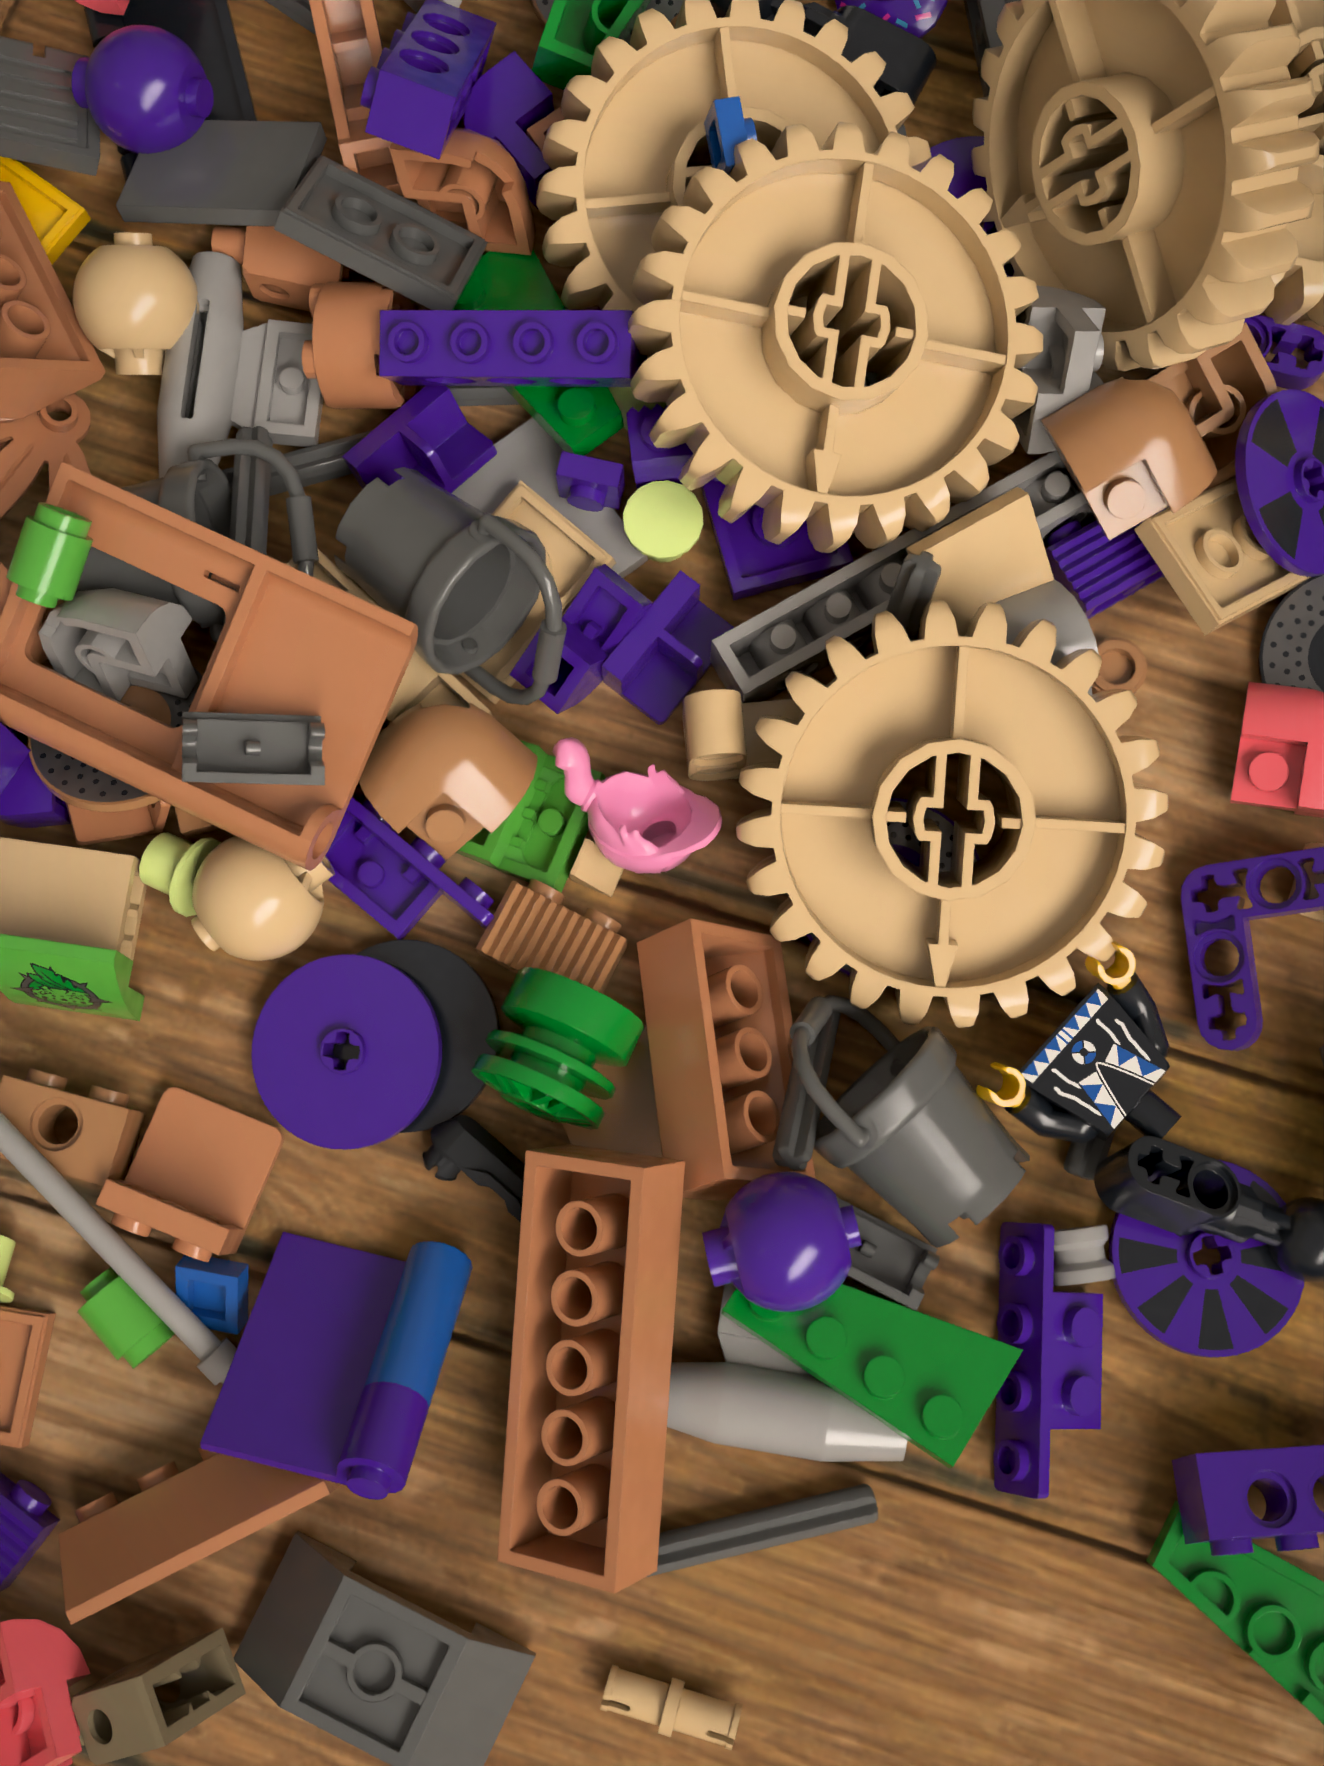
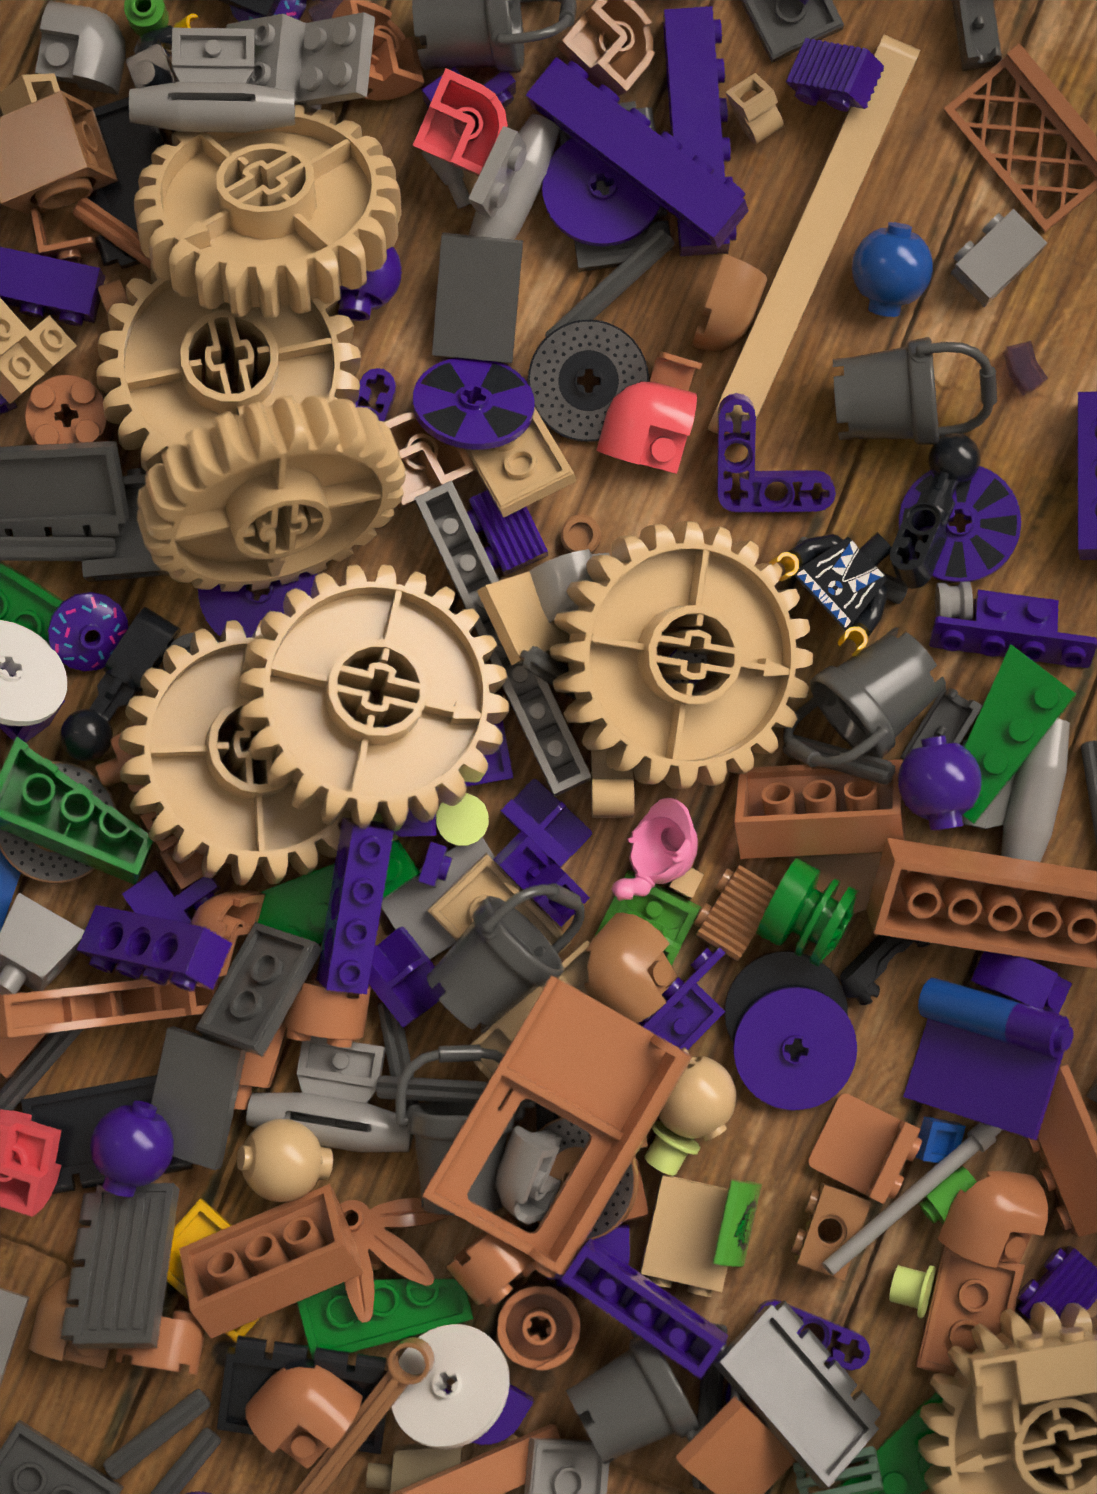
camera: 85 degrees left, 5 degrees up
(50, 555) = (484, 1204): bright green brick -> none
(86, 1394) = (996, 1218): none -> nougat brick
(252, 748) = (621, 1083): dark grey hinge -> none
(469, 1413) = (1021, 981): none -> dark purple brick
(725, 129) = (238, 753): blue plate -> none
(1068, 361) = (404, 548): light grey brick -> none
(1131, 452) = (459, 515): medium nougat brick -> none

